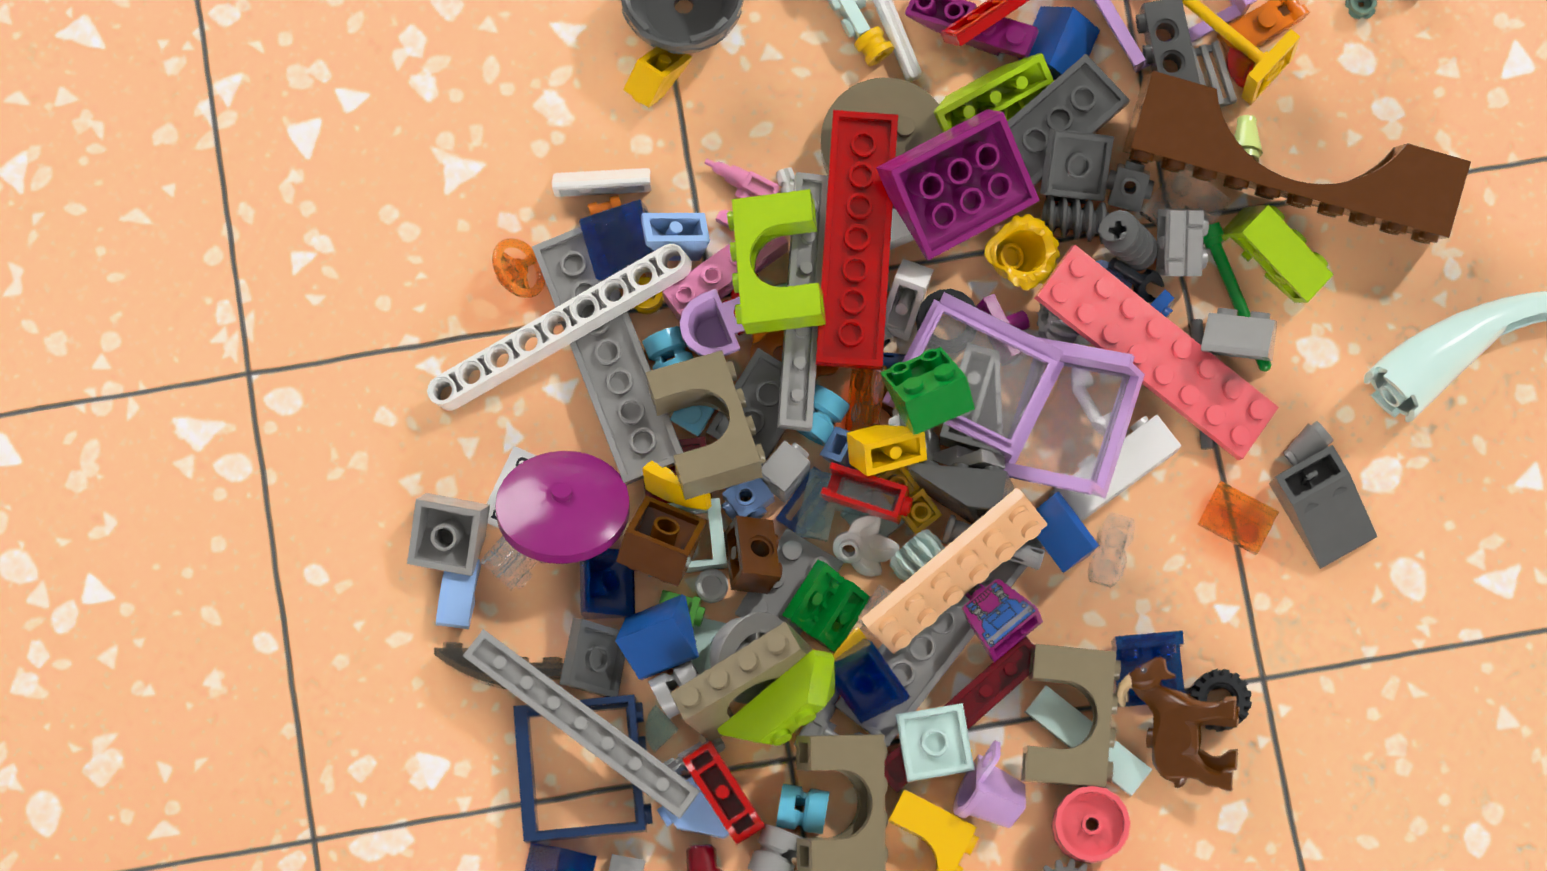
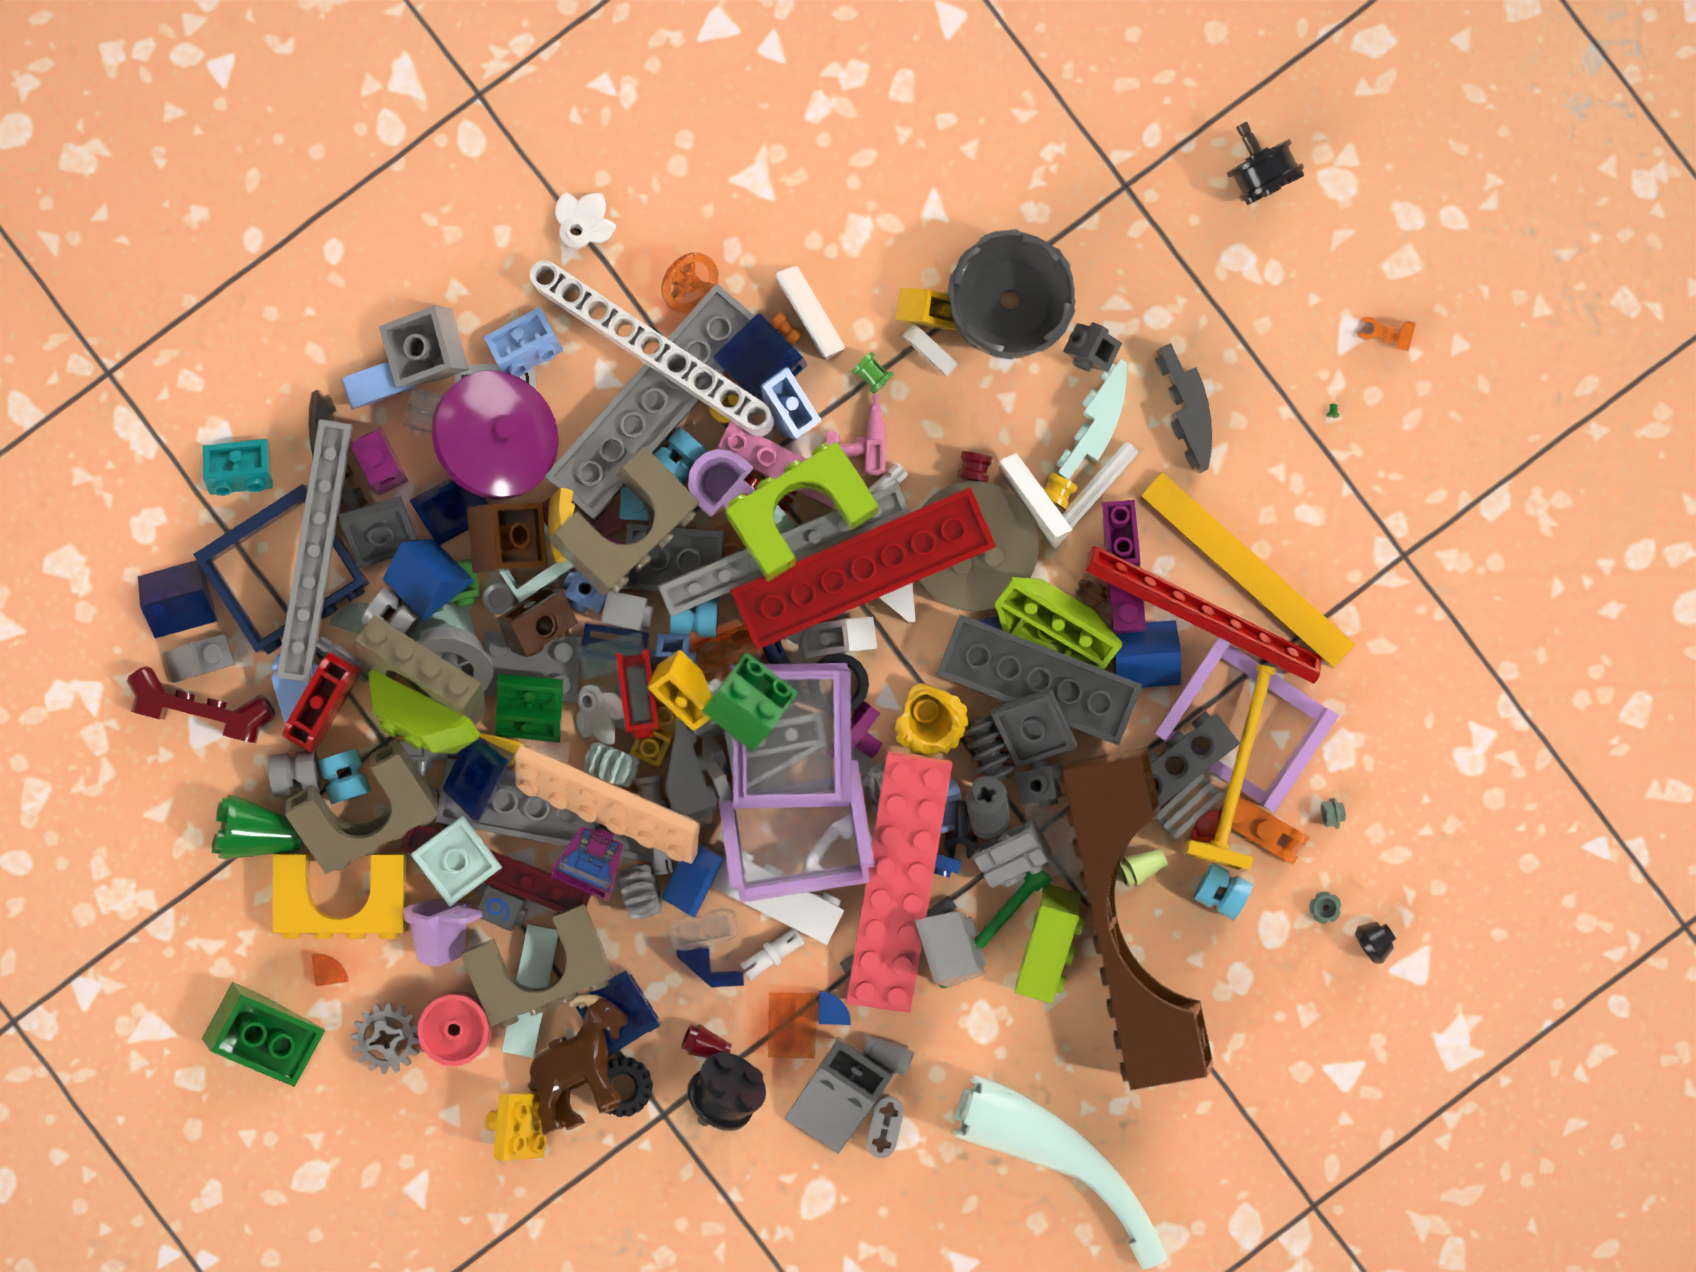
camera: 60 degrees right, 10 degrees up
(410, 332) = (584, 215): none -> white plate
(465, 762) = (237, 467): none -> teal bracket
(492, 443) = (523, 343): none -> light blue bracket
(529, 626) = (378, 461): none -> magenta torso
(685, 152) = (872, 372): none -> bright green bush
(691, 93) = (930, 350): none -> white beam
(814, 106) = (974, 466): none -> dark red wheel
(888, 64) = (1035, 499): none -> white slope
(959, 183) = (958, 632): magenta slope -> none
(978, 62) = (1091, 591): none -> reddish brown plate
(999, 724) = (502, 908): none -> dark grey brick
(1048, 589) = (640, 891): none -> light grey gear
(1141, 570) = (700, 963): none -> clear blue slope
(1163, 503) = (772, 954): none -> white pin
(1211, 812) = (517, 1127): none -> yellow plate
(1216, 605) = (703, 1042): none -> dark red cone
(1242, 475) = (832, 1010): none -> blue tile
(1273, 603) = (726, 1092): none -> black wheel
(1299, 83) = (1233, 896): none -> medium azure wheel
(1378, 477) = (892, 1129): none -> light grey beam

